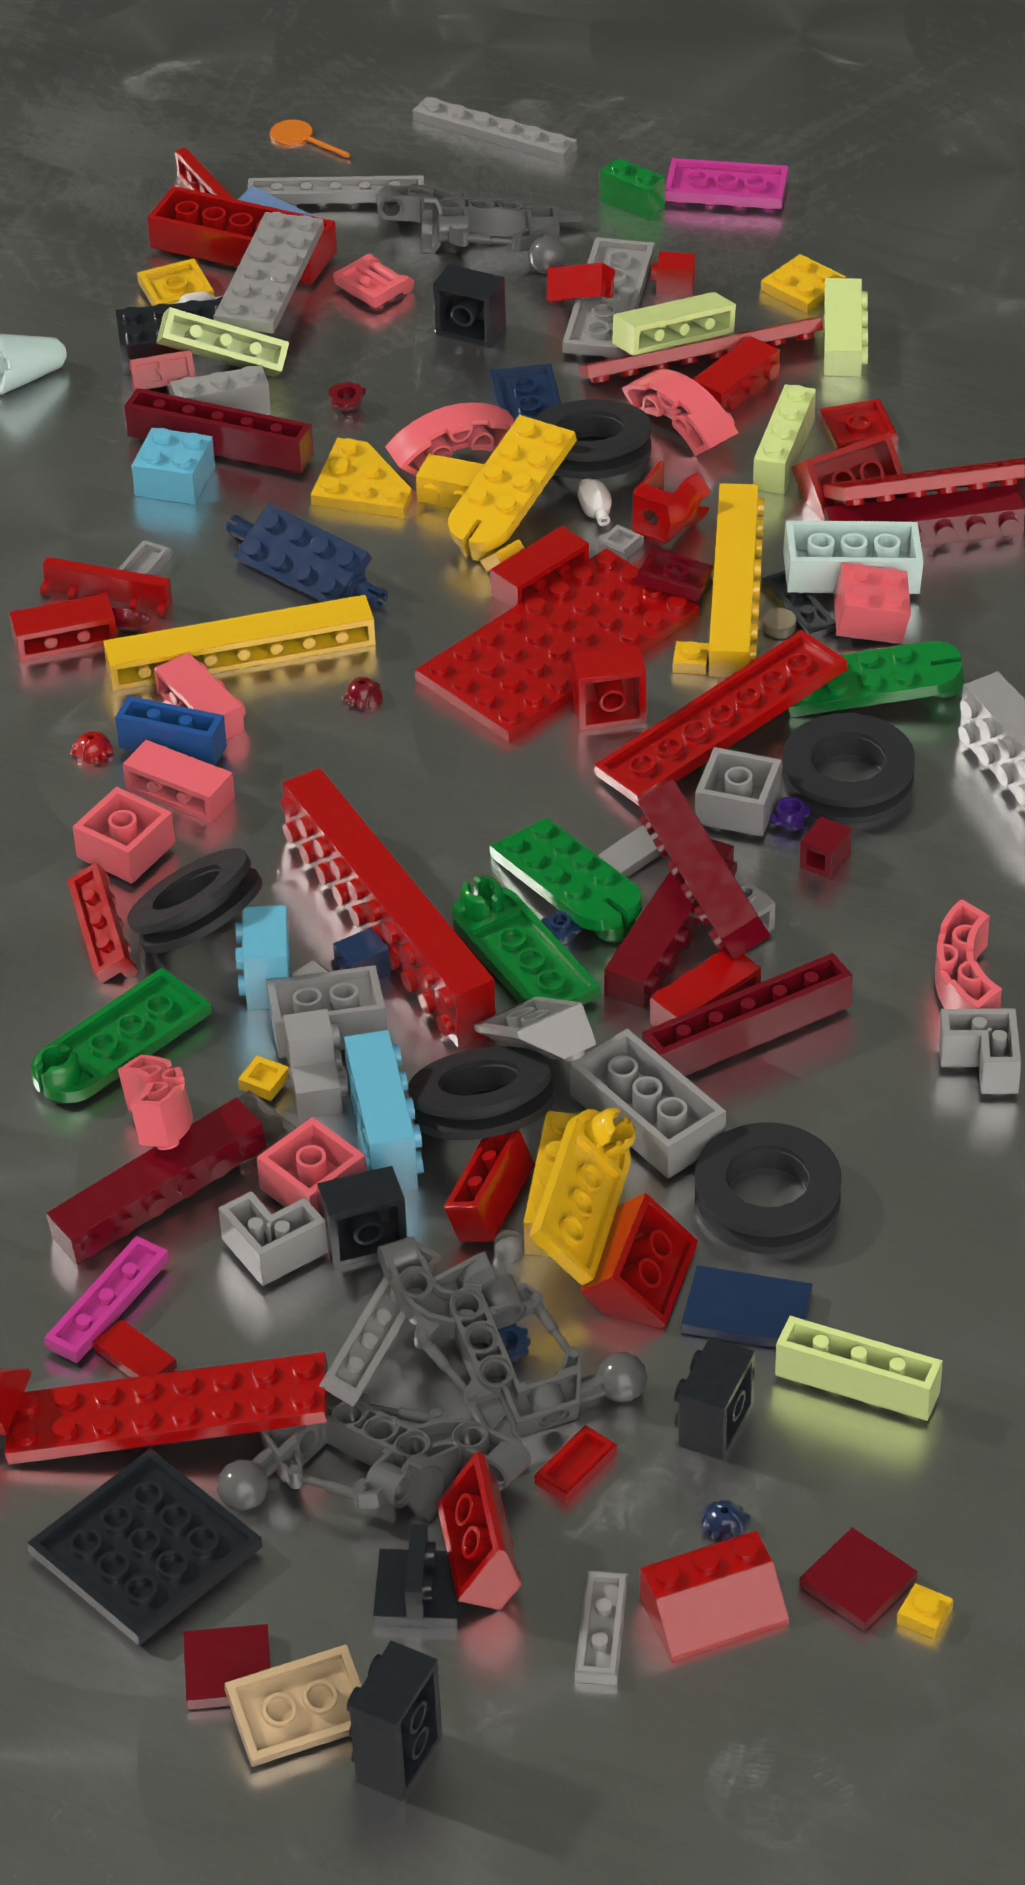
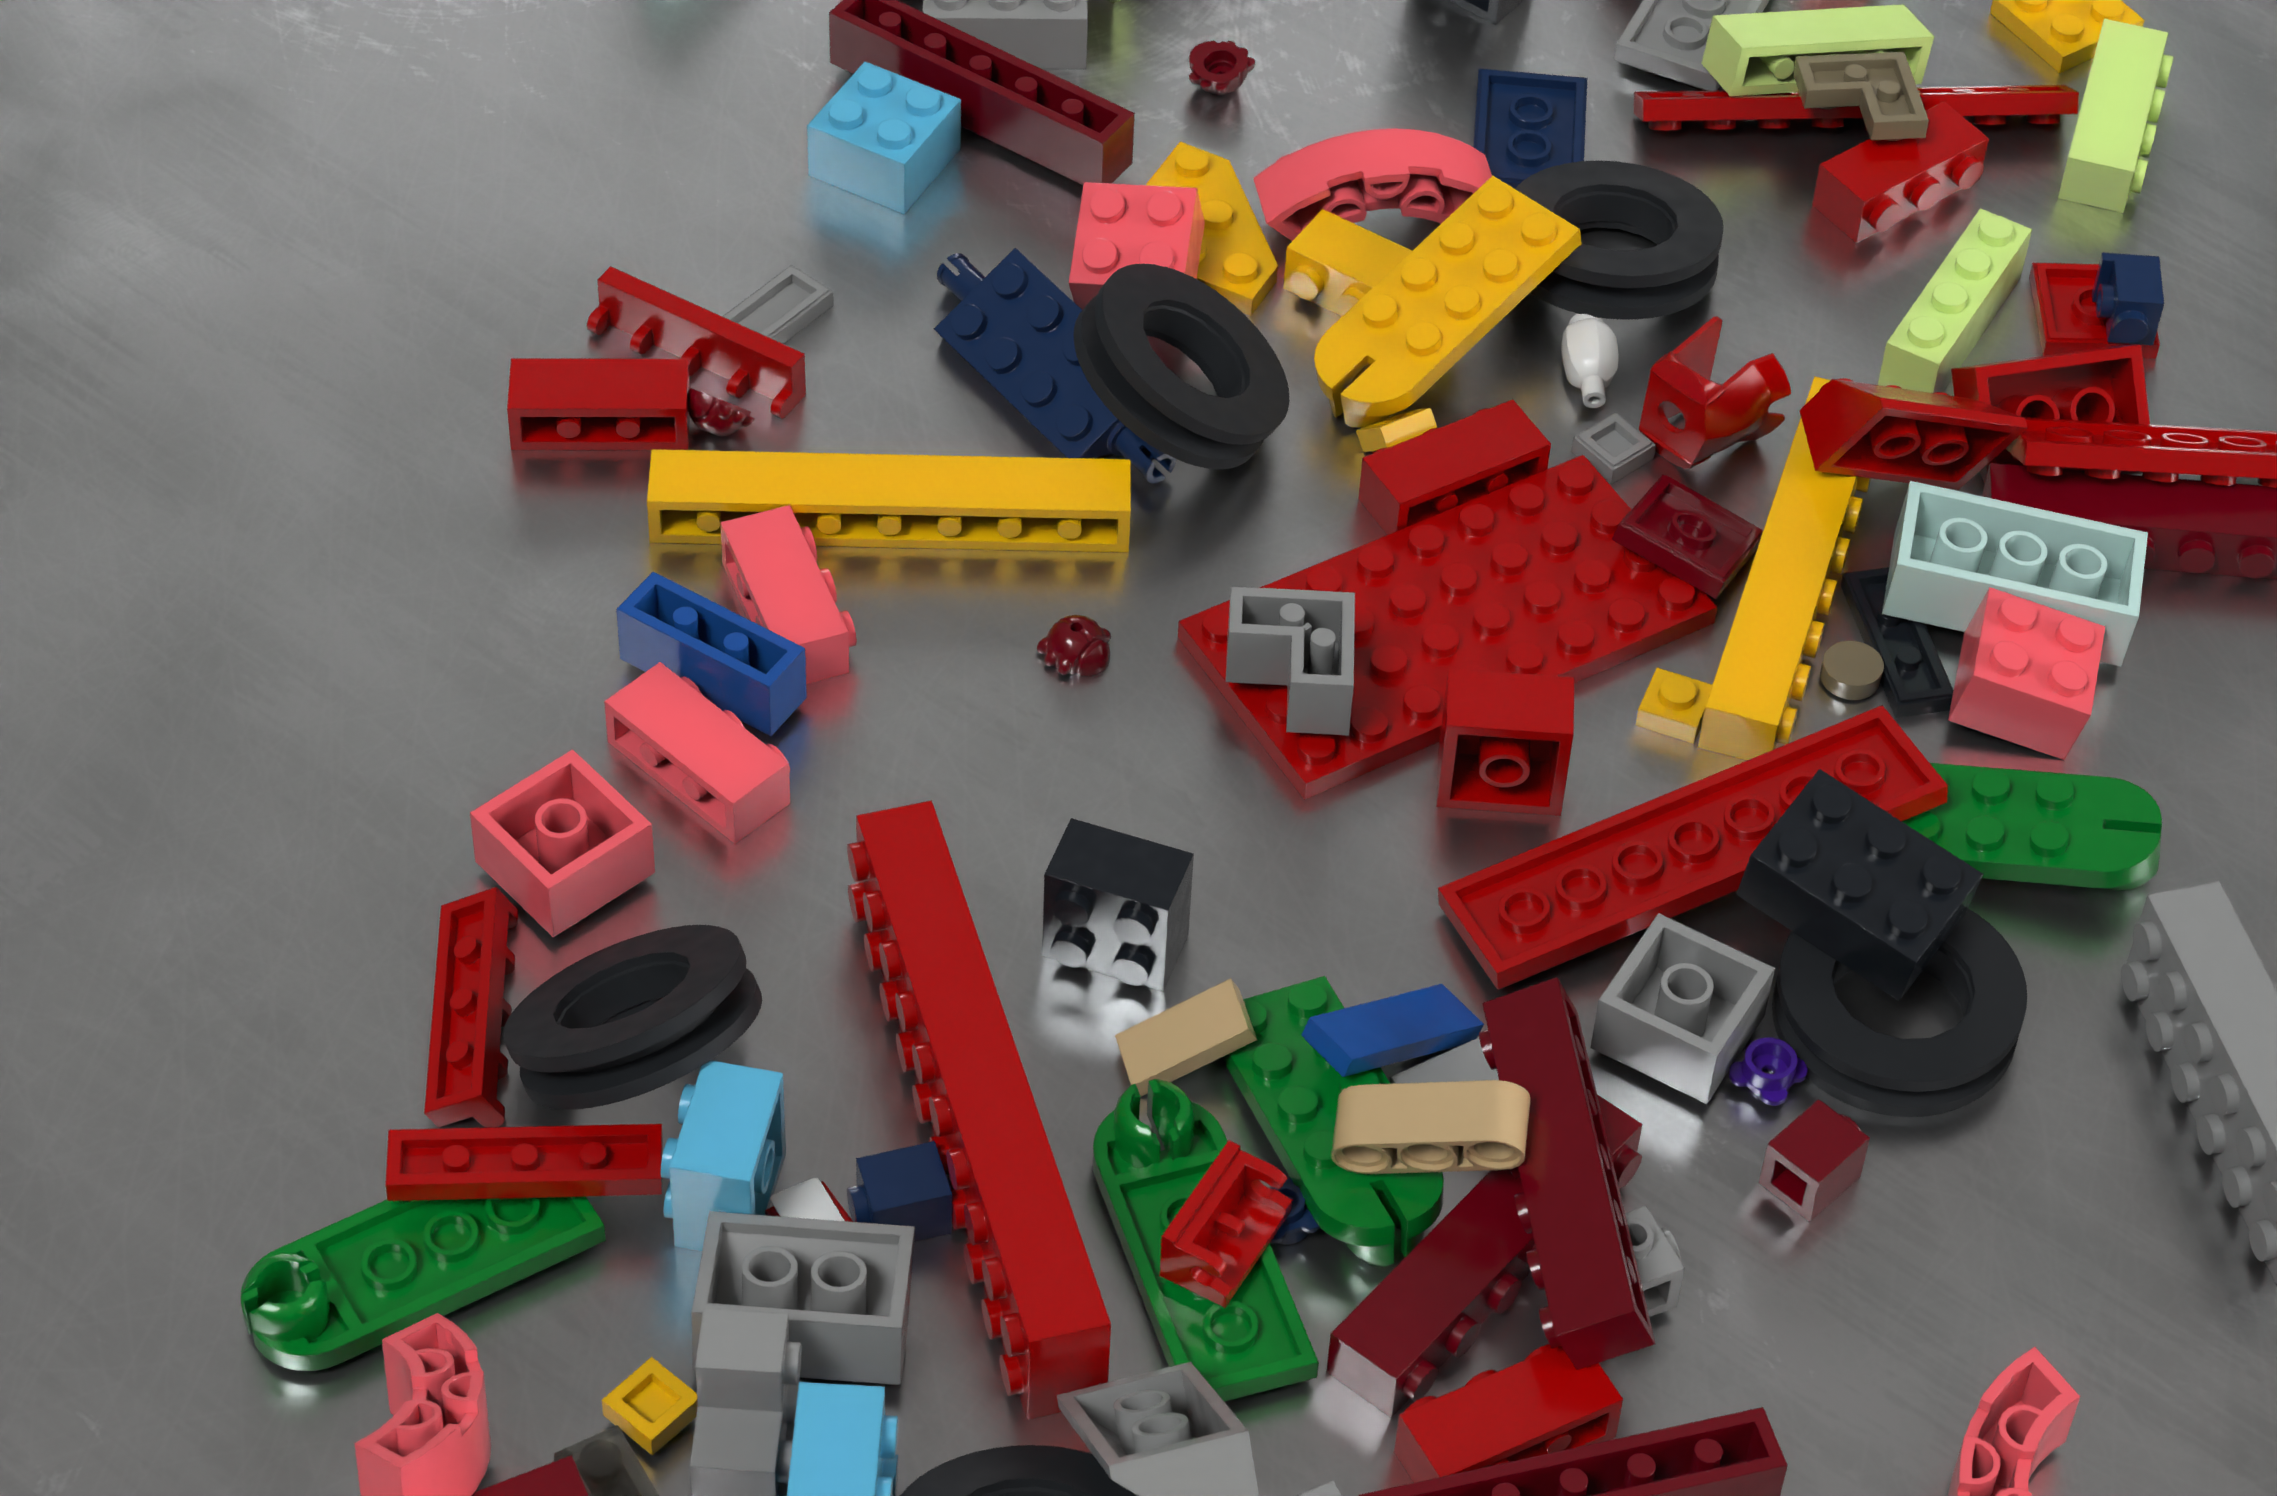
camera: 10 degrees right, 5 degrees up
(92, 747) = (575, 647): red animal -> none
(160, 980) = (524, 1162): none -> red plate
(335, 492) = (1130, 227): none -> coral brick
(348, 534) = (1154, 400): none -> black tyre
(429, 802) = (1117, 904): none -> black brick
(485, 855) = (1186, 1036): none -> tan tile
(486, 661) = (1300, 643): none -> light grey brick
(534, 933) = (1224, 1225): none -> red hinge
(591, 831) = (1392, 1029): none -> blue tile
(628, 861) = (1431, 1127): none -> tan beam
(688, 404) = (1797, 206): coral brick -> none
(712, 332) = (1874, 82): none -> dark tan plate
(775, 499) = (1904, 433): none -> red slope
(813, 711) = (1859, 884): none -> black brick
(876, 412) = (2129, 297): none -> dark blue brick

